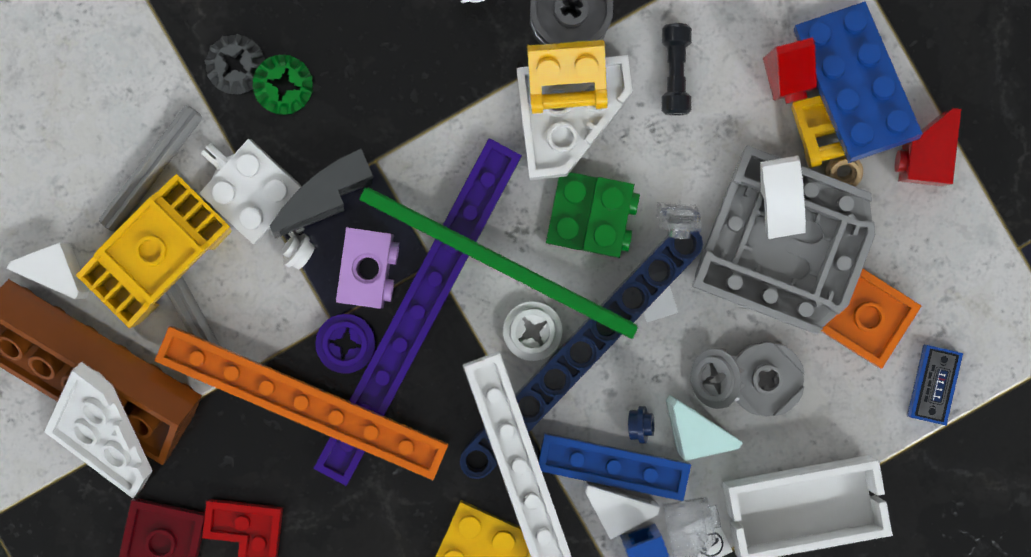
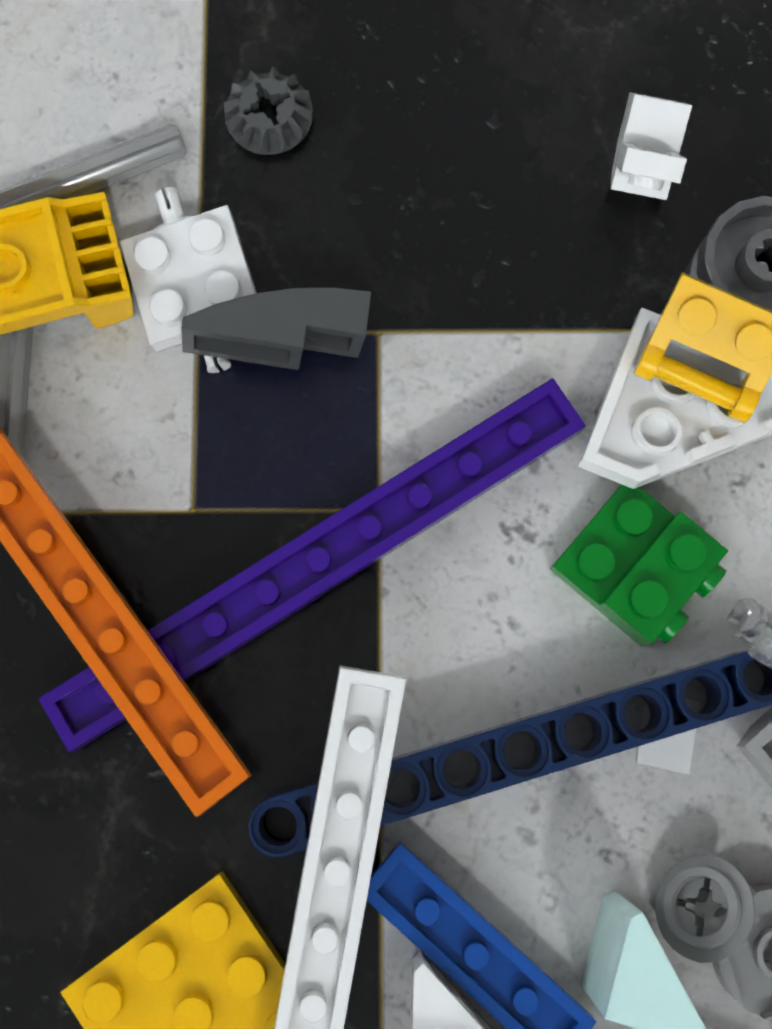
camera: 30 degrees right, 10 degrees down
(268, 95) = (314, 192): green gear -> none
(297, 251) = (202, 386): white plate -> none
(331, 354) = (192, 520): dark purple gear -> none
(352, 285) = (287, 425): lavender brick -> none
(499, 262) = (485, 561): green tile -> none
(529, 348) = (487, 700): white gear -> none
(641, 424) = (551, 913): dark blue plate -> none

